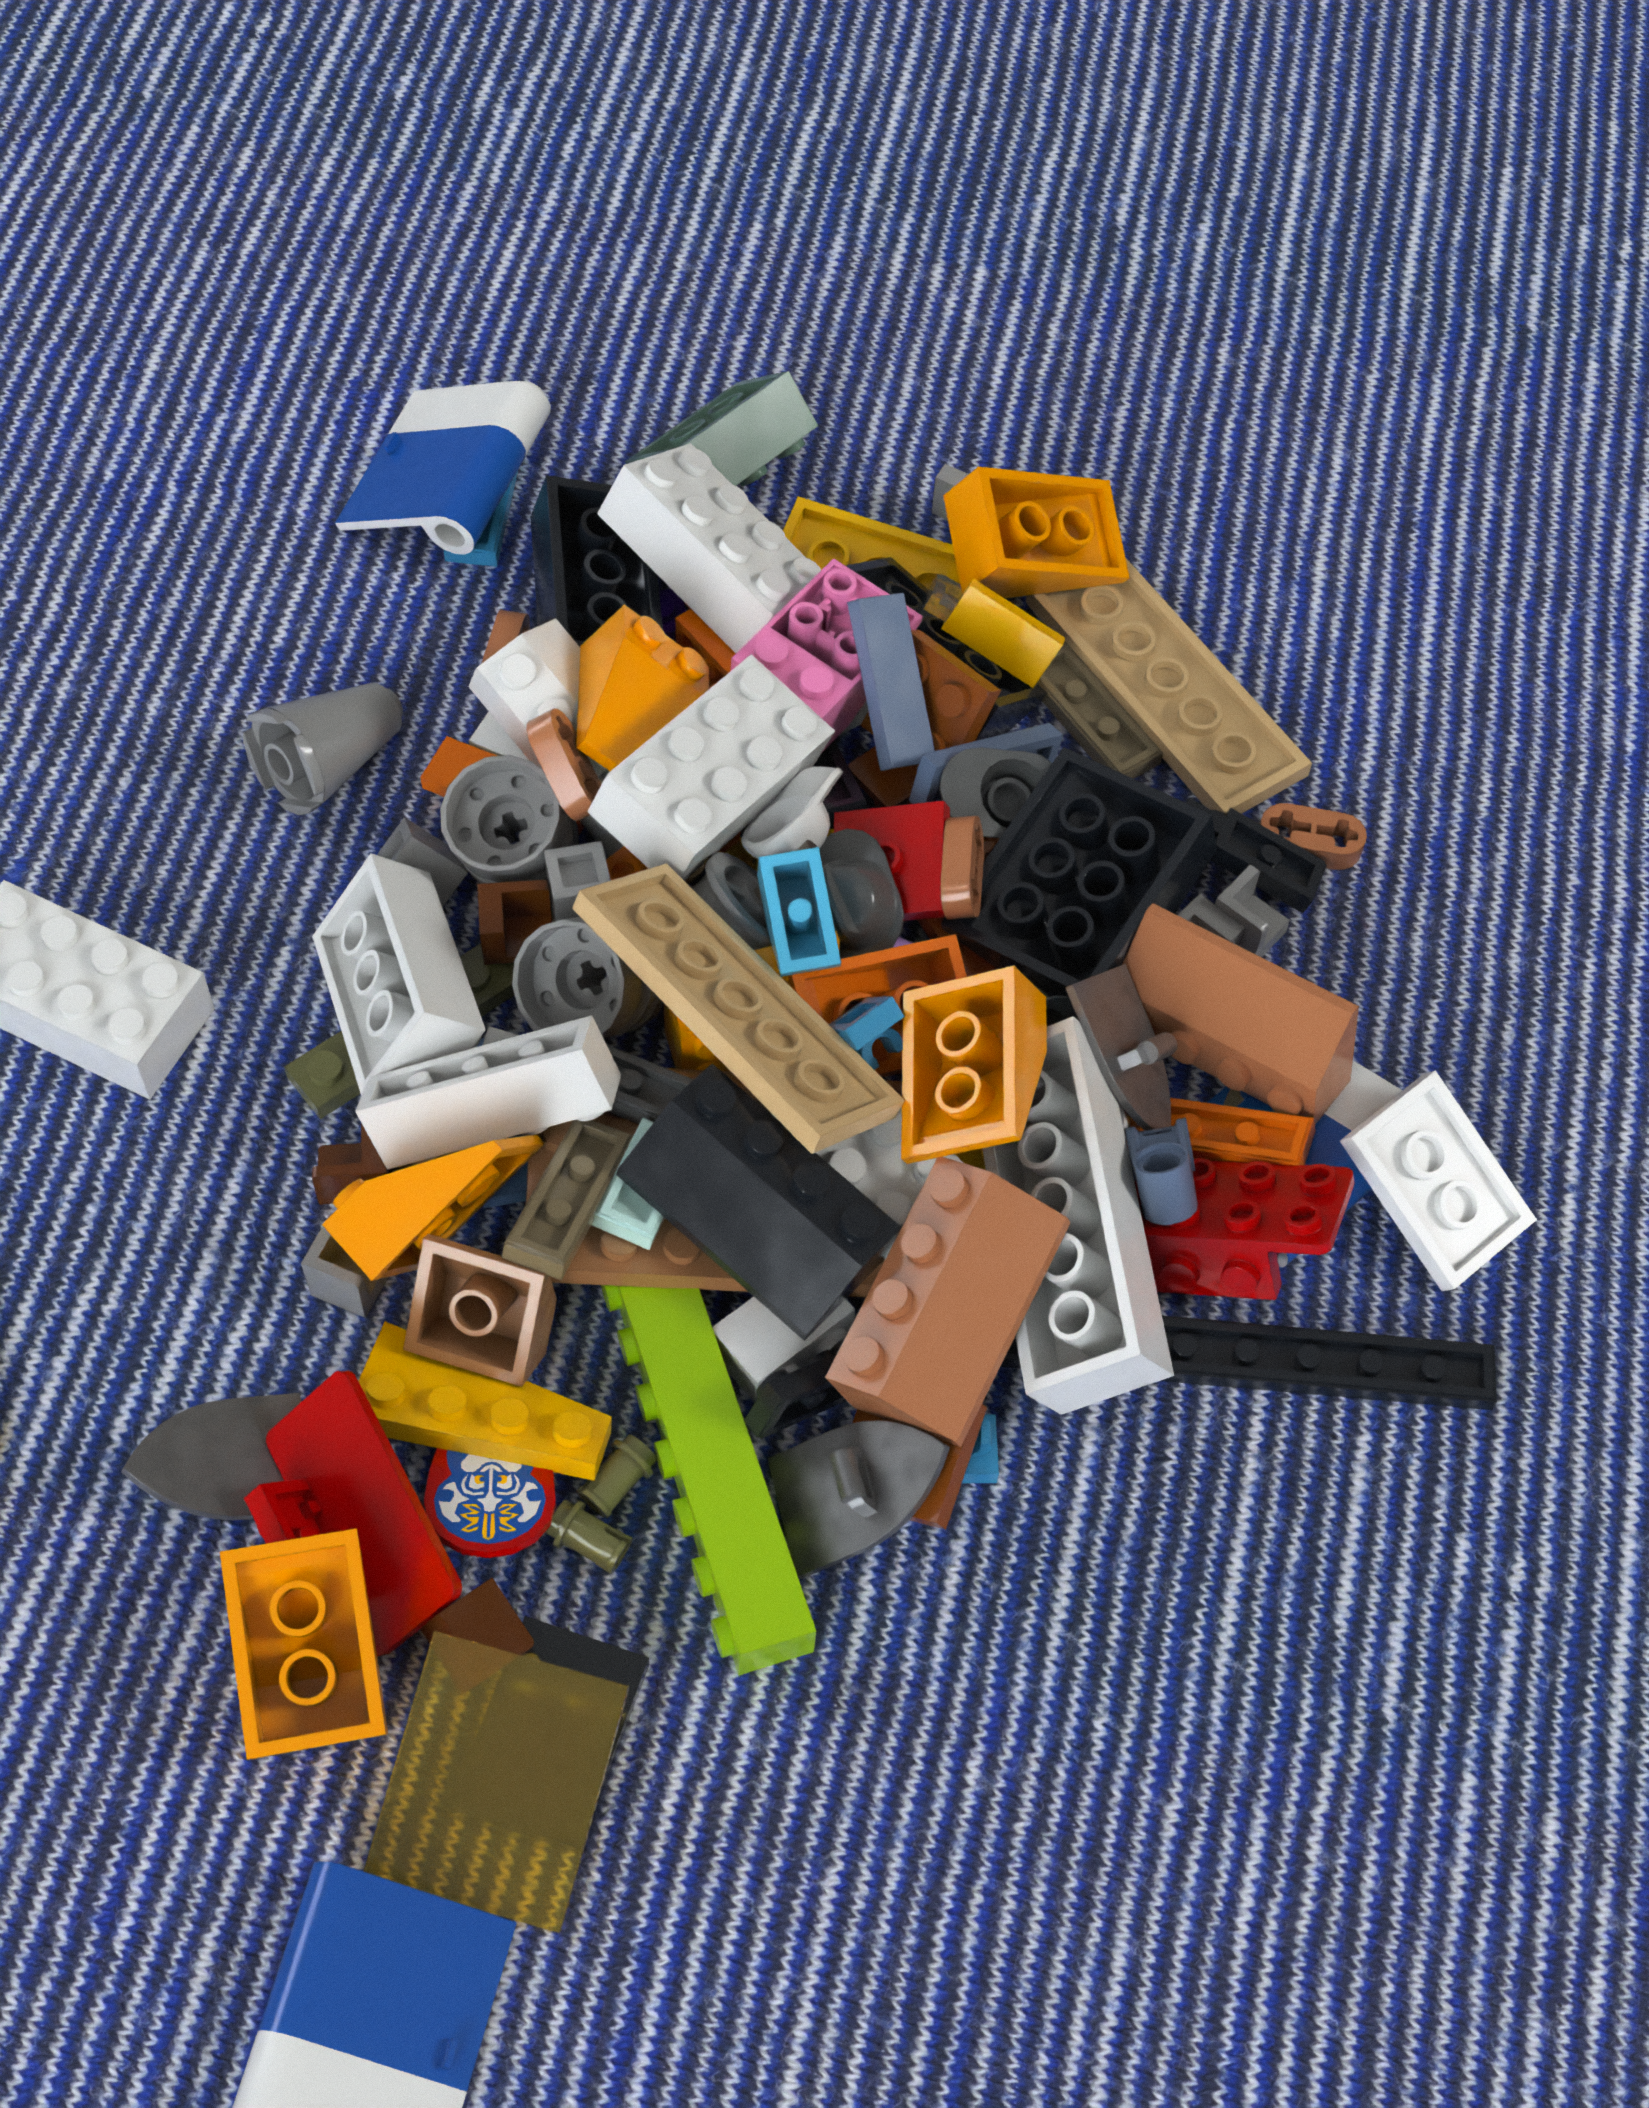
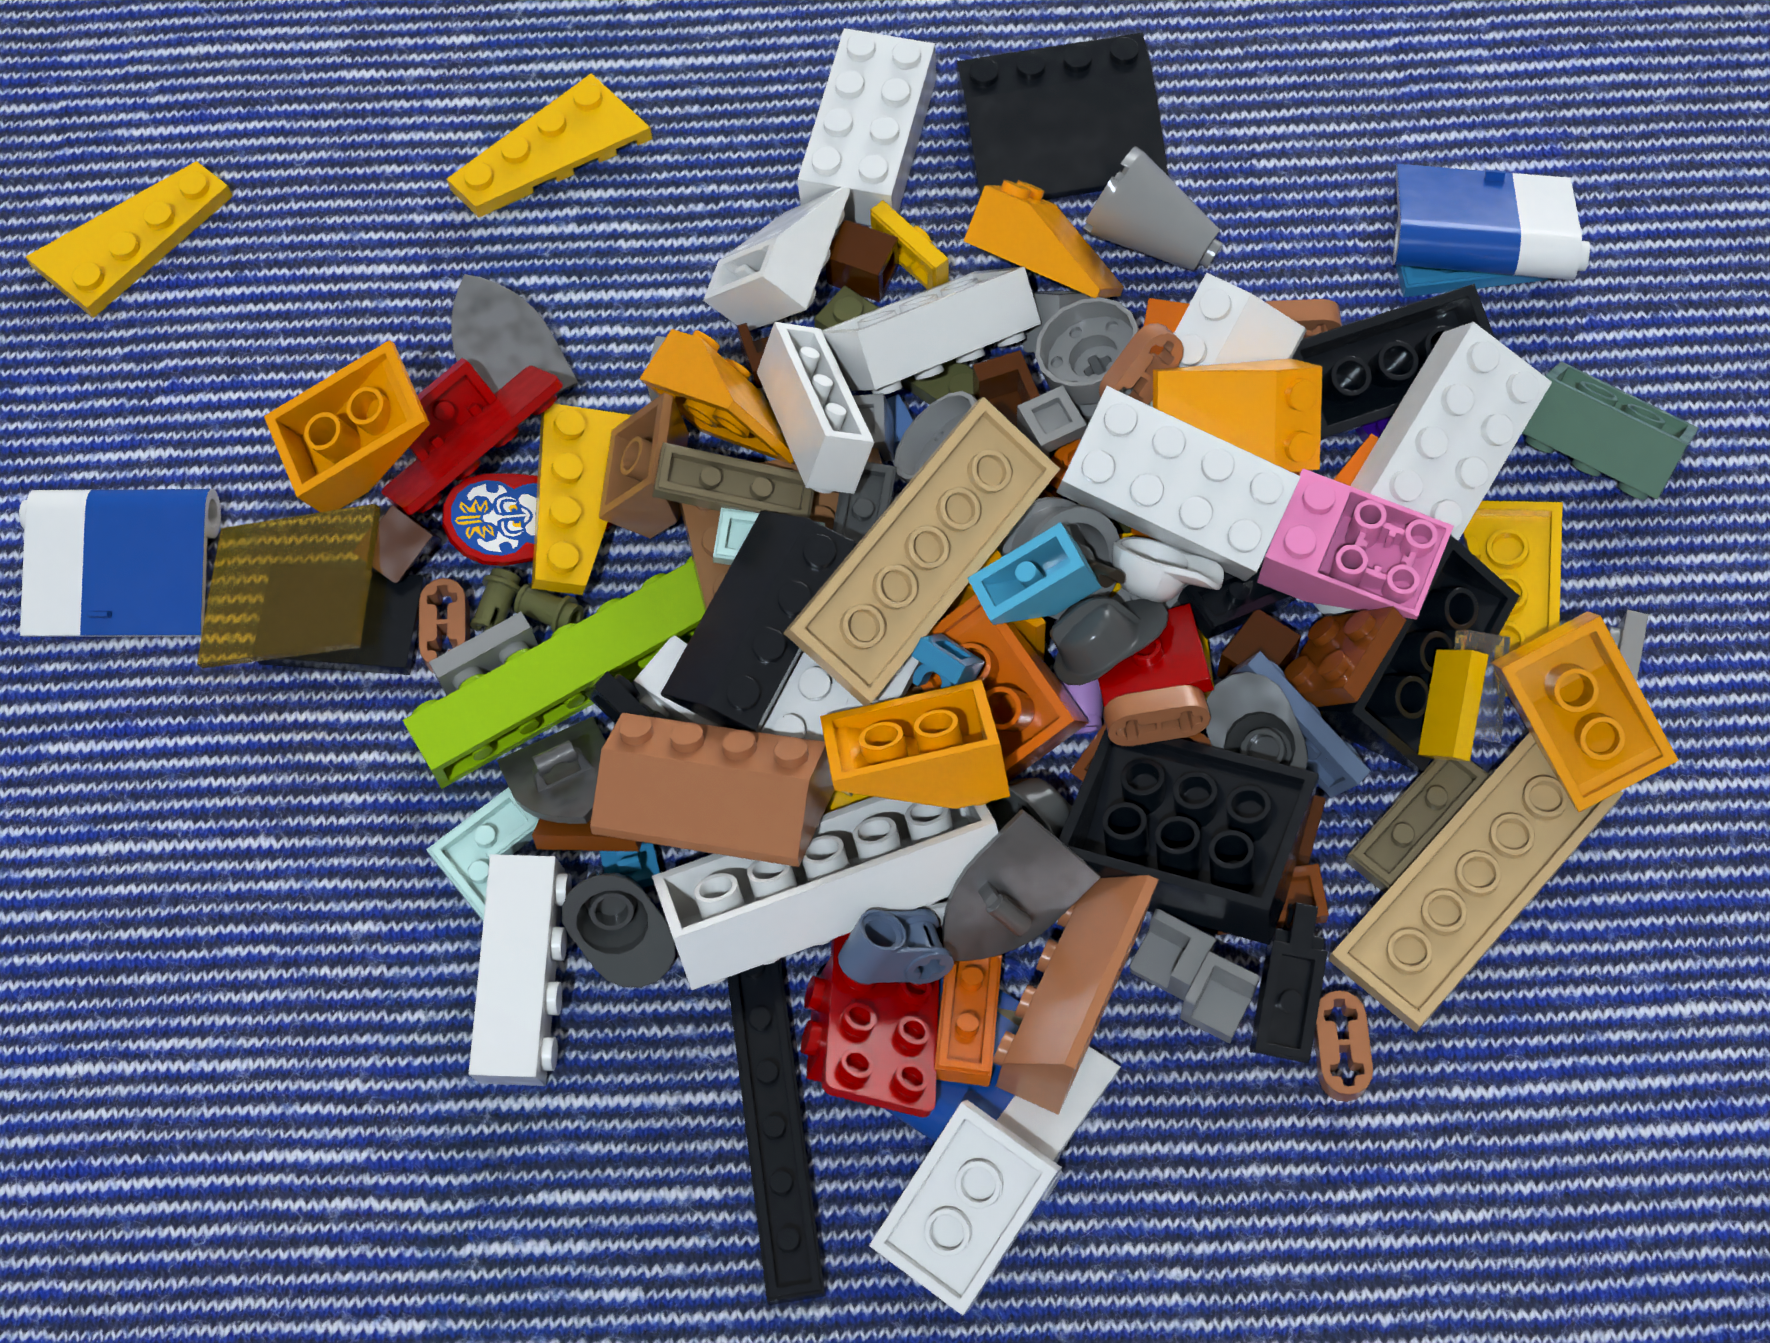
camera: 85 degrees right, 5 degrees up
(148, 801) = (1060, 114): none -> black slope
(236, 1111) = (779, 265): none -> white slope
(262, 986) = (915, 247): none -> yellow plate
(263, 1035) = (862, 260): none -> reddish brown panel
(305, 856) = (1037, 235): none -> light orange slope
(604, 1591) = (433, 626): none -> nougat beam
(659, 1530) = (483, 652): none -> light grey plate
(891, 680) = (1331, 605): sand blue tile -> none
(920, 1621) = (465, 851): none -> light aqua tile
(1056, 1461) = (619, 929): none -> dark grey piece
(1088, 1579) = (519, 971): none -> white brick

